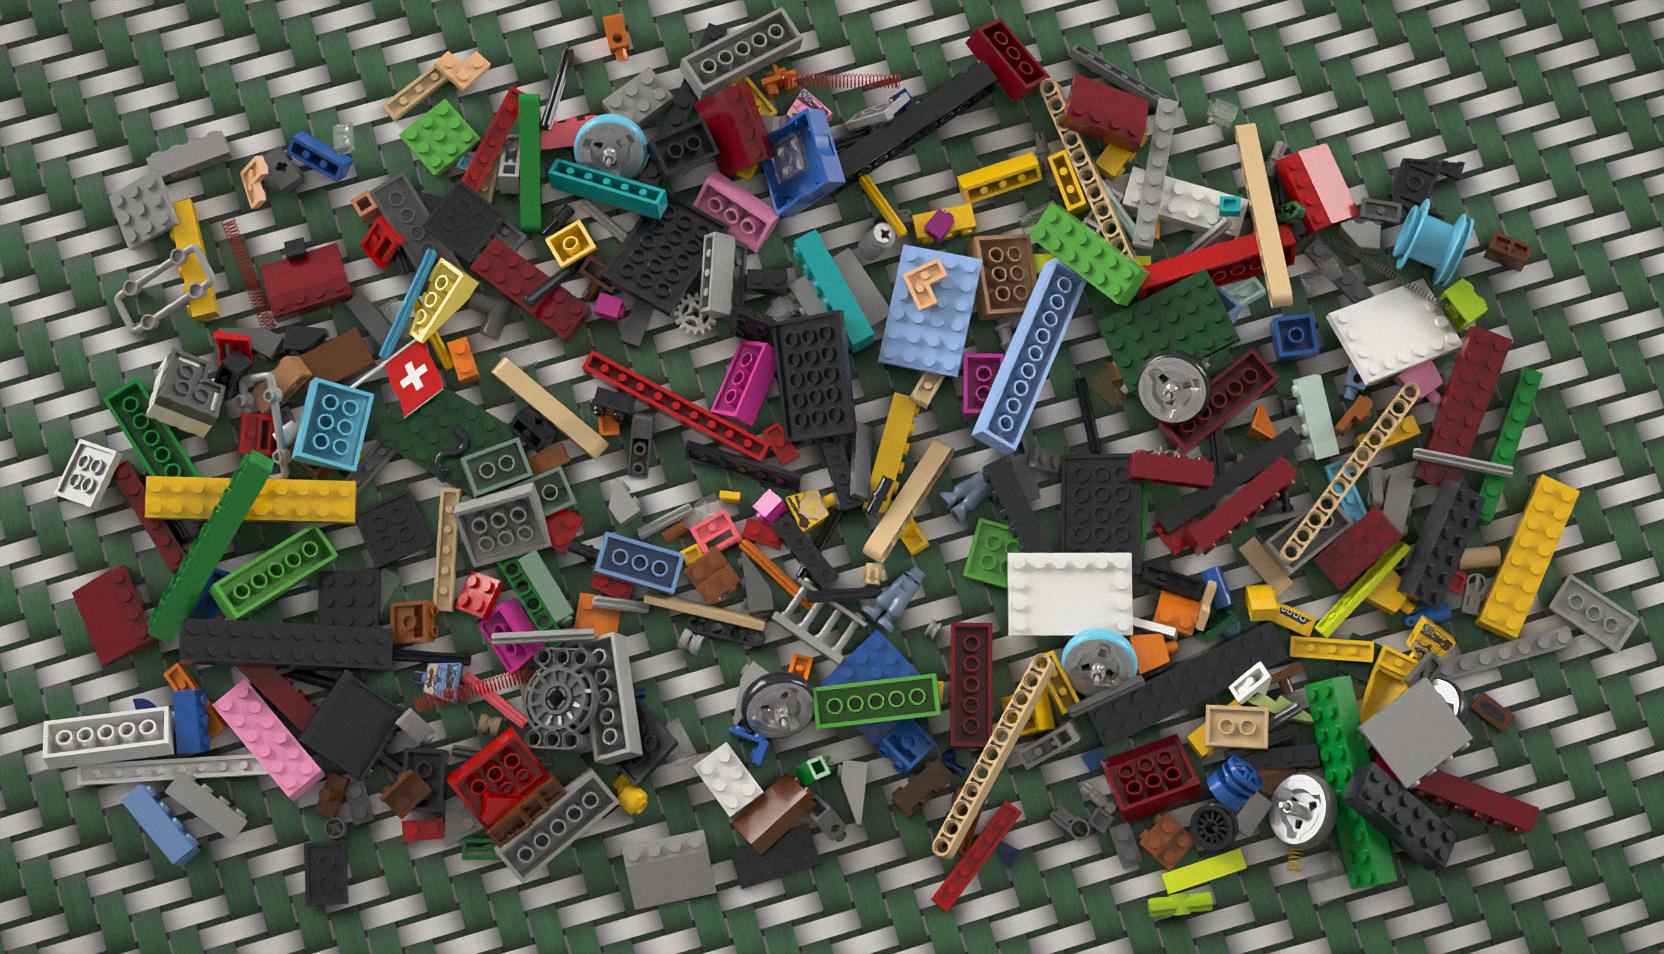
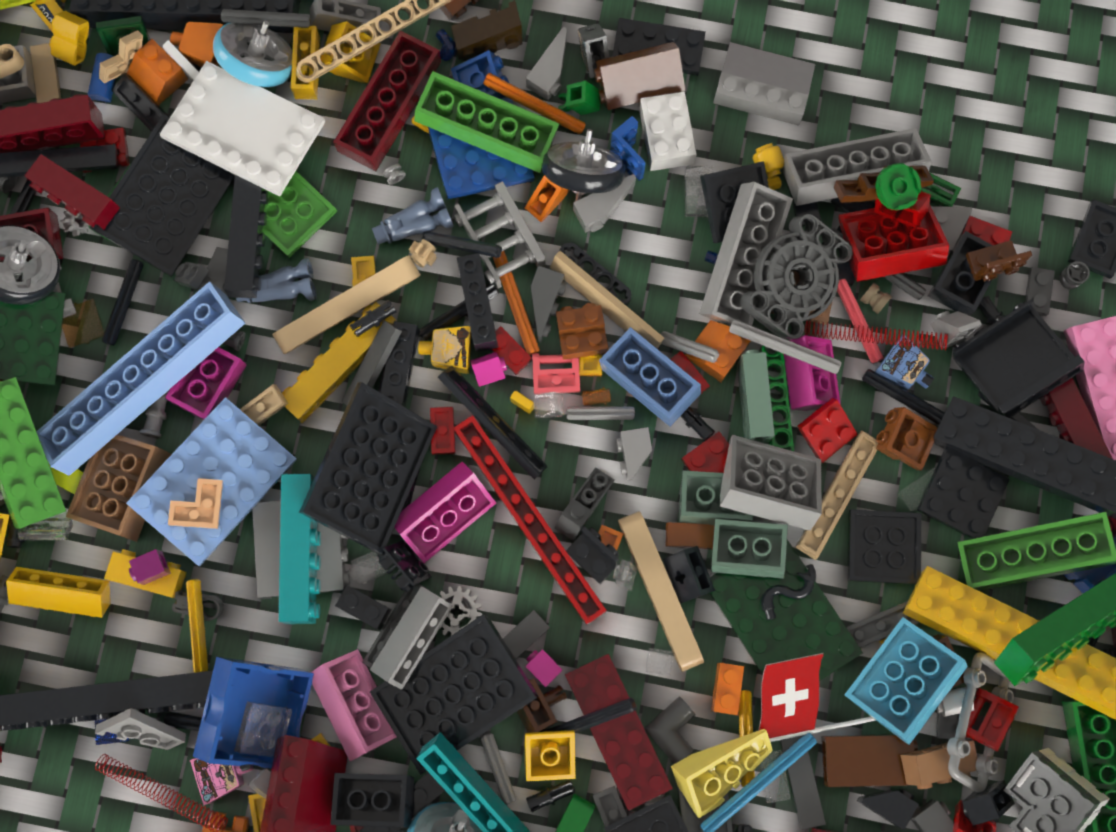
camera: 150 degrees left, 0 degrees up
(332, 795) = (1064, 309): reddish brown tile -> none
(512, 807) = (898, 186): none -> green tile
(581, 402) = (625, 575): none -> clear plate
(695, 643) = (636, 279): light grey wheel -> none
(849, 743) = (534, 103): none -> orange axle
(876, 241) = (225, 588): light grey piece -> none

